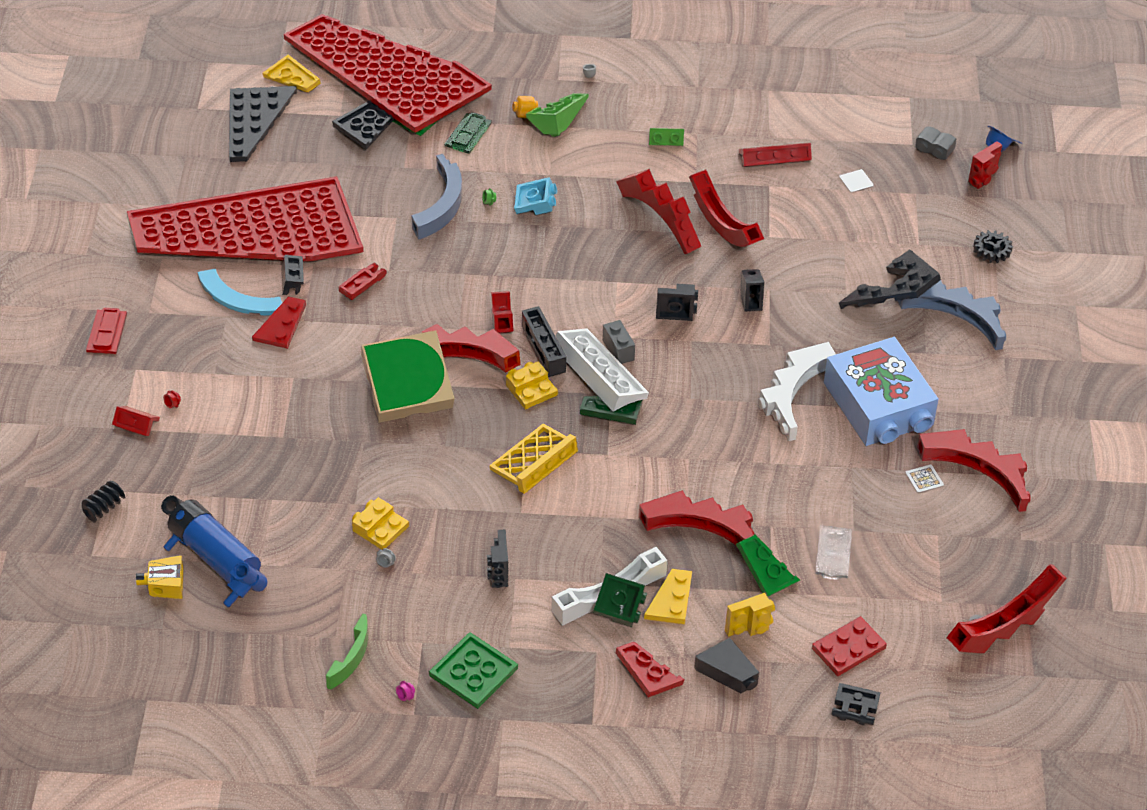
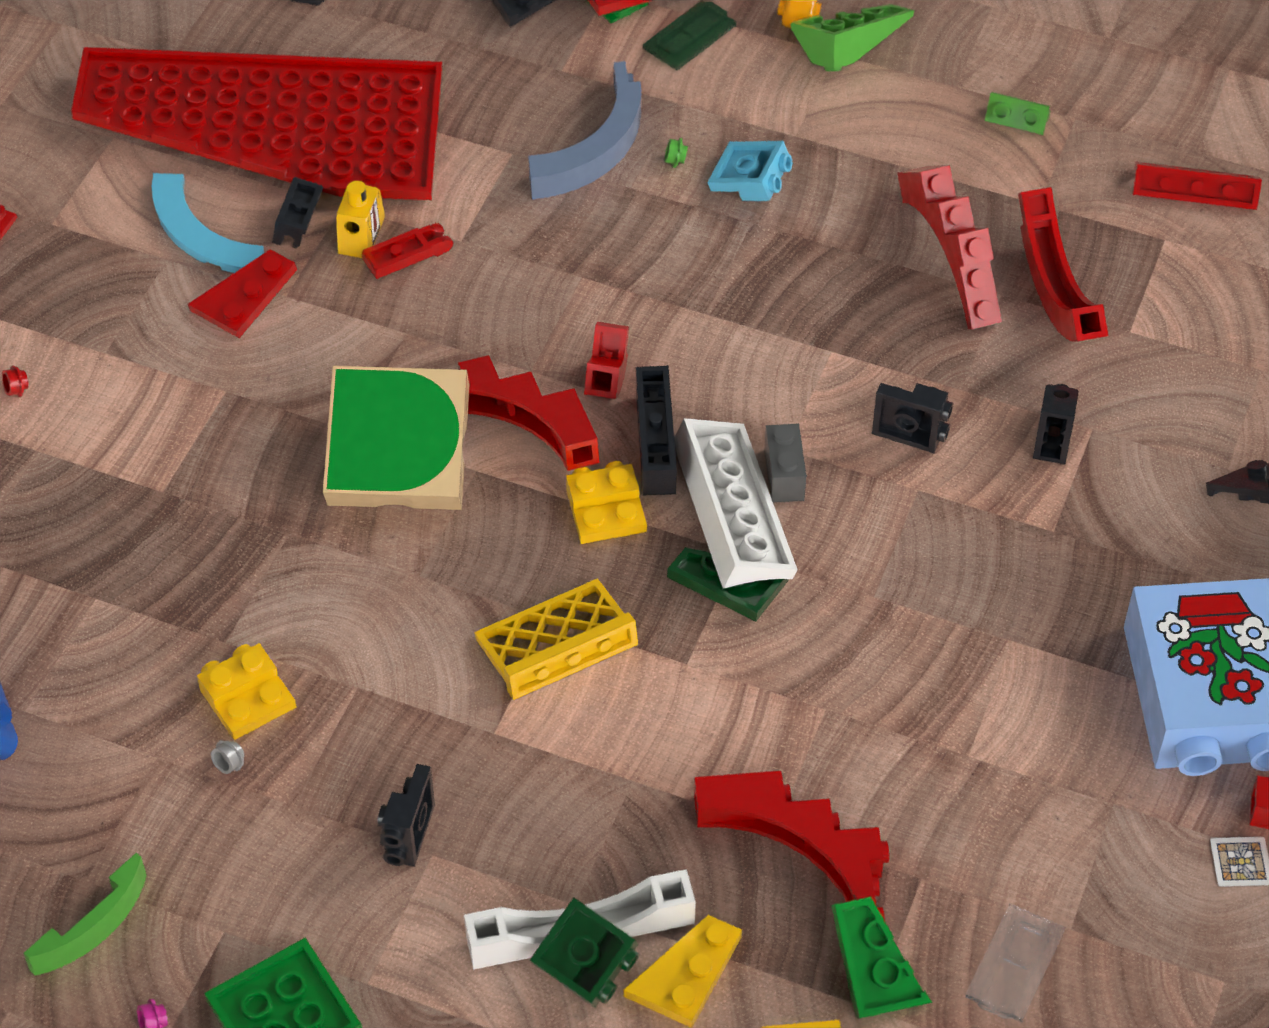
camera: 20 degrees right, 5 degrees up
(330, 262) = (362, 208): none -> yellow torso
(786, 382) = (1087, 590): white arch -> none

